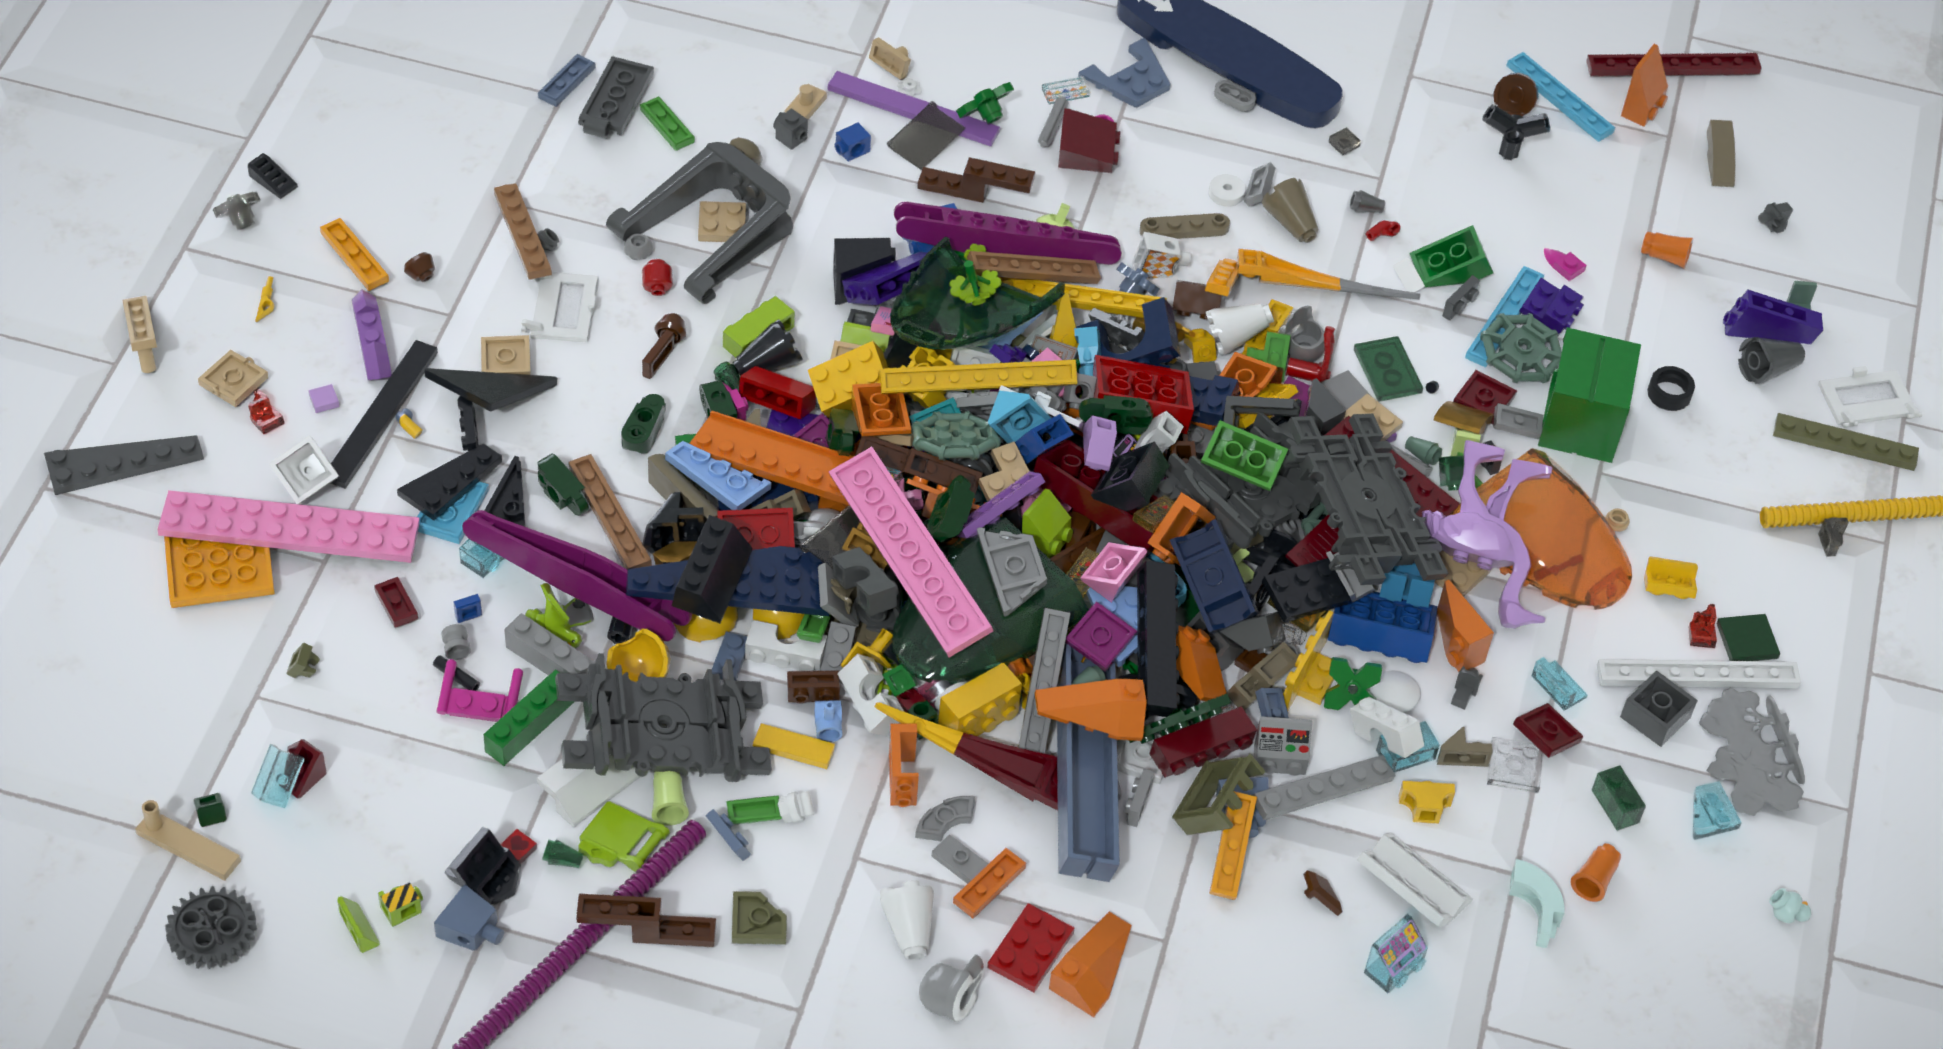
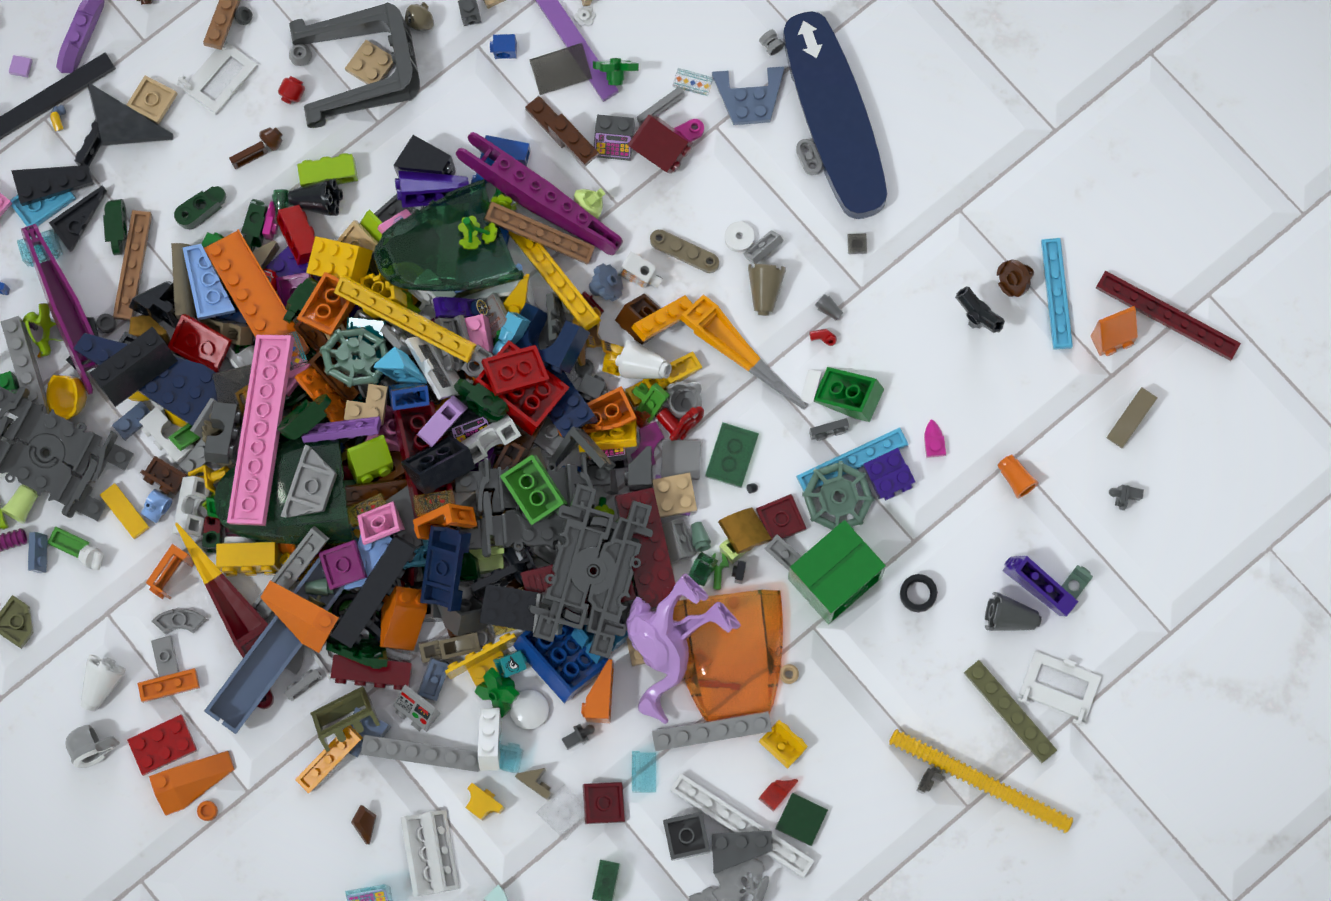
camera: 45 degrees right, 25 degrees up
(1034, 155) = (612, 137): none -> dark grey slope
(1115, 23) = (771, 42): none -> light grey wheel
(1130, 369) = (515, 370): none -> red plate
(1137, 983) = (207, 811): none -> orange tile
(1344, 647) = (510, 663): none -> teal brick
(1593, 605) = (712, 731): none -> light grey plate
(1719, 688) = (739, 847): none -> dark grey wing

